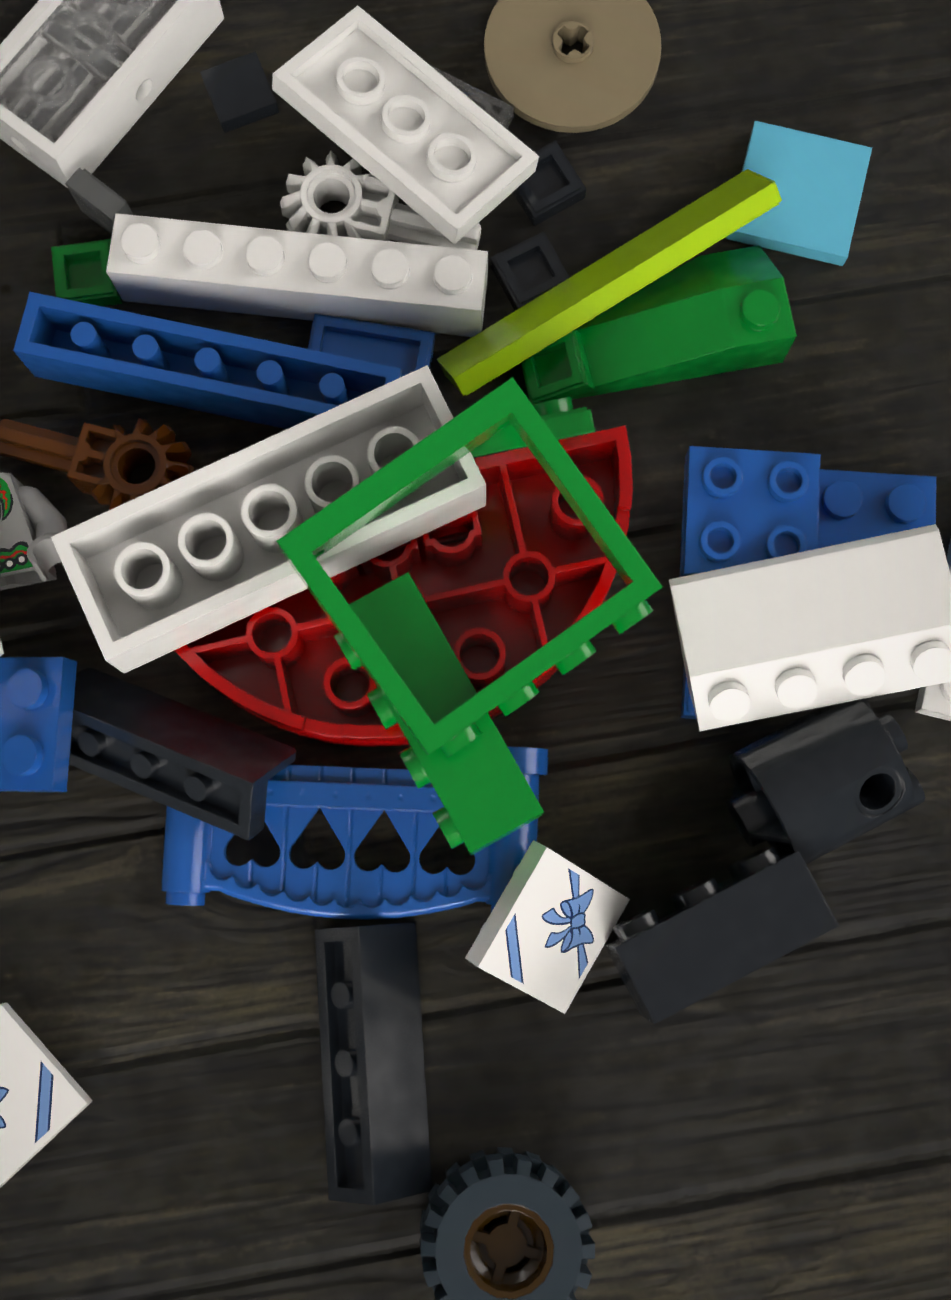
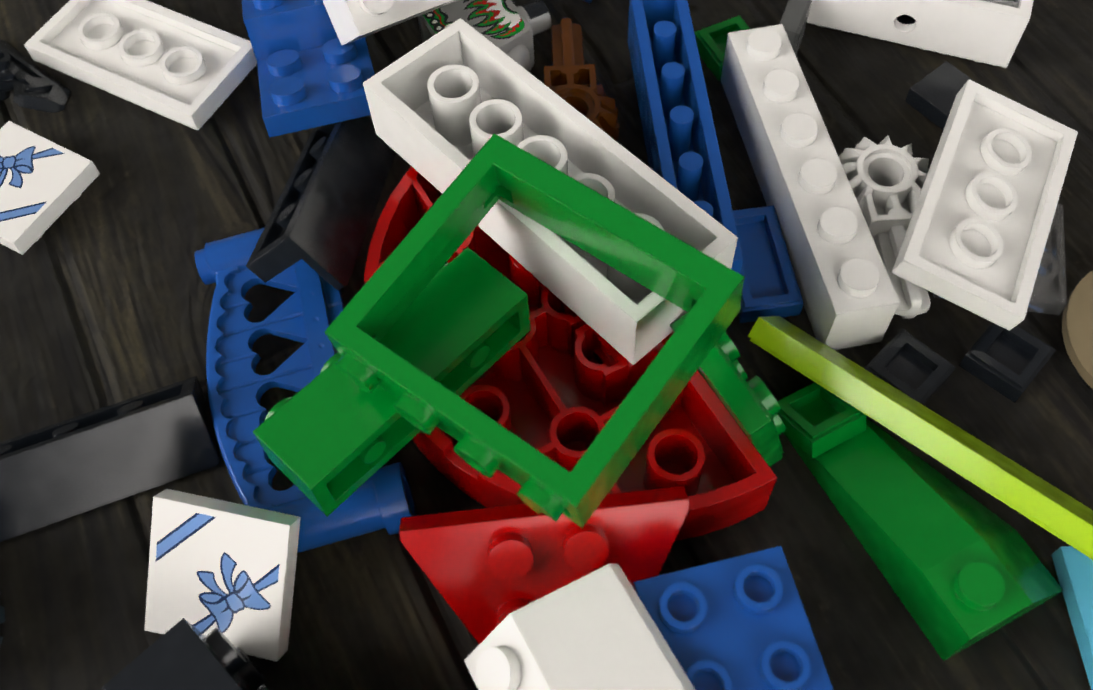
camera: 75 degrees right, 20 degrees down
(633, 675) = (511, 555): none -> red wing

